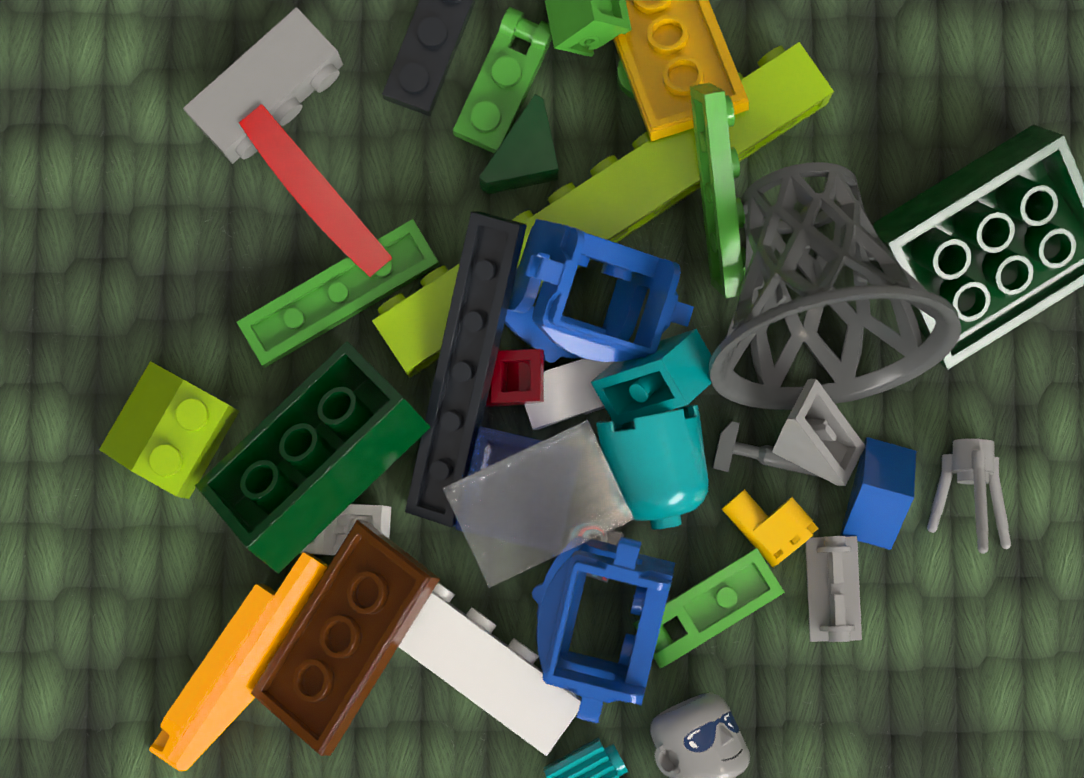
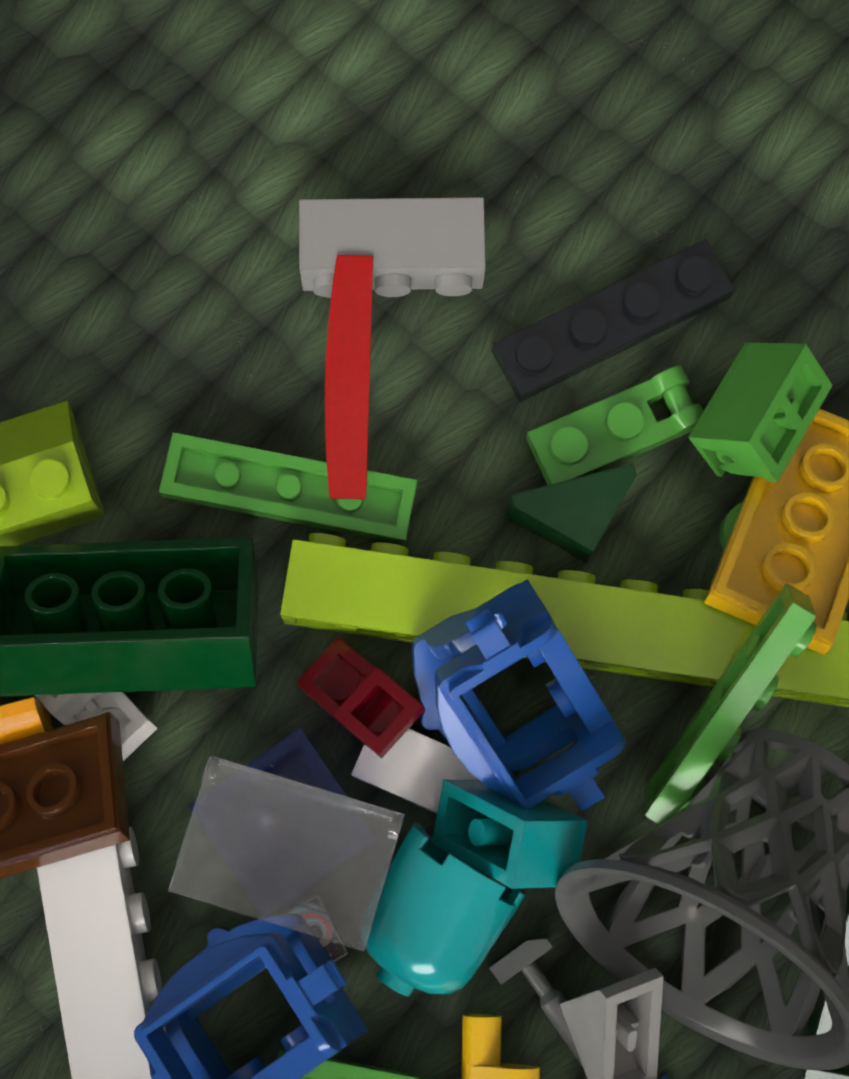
camera: 35 degrees right, 5 degrees down
(465, 362) = (344, 653): black plate -> none

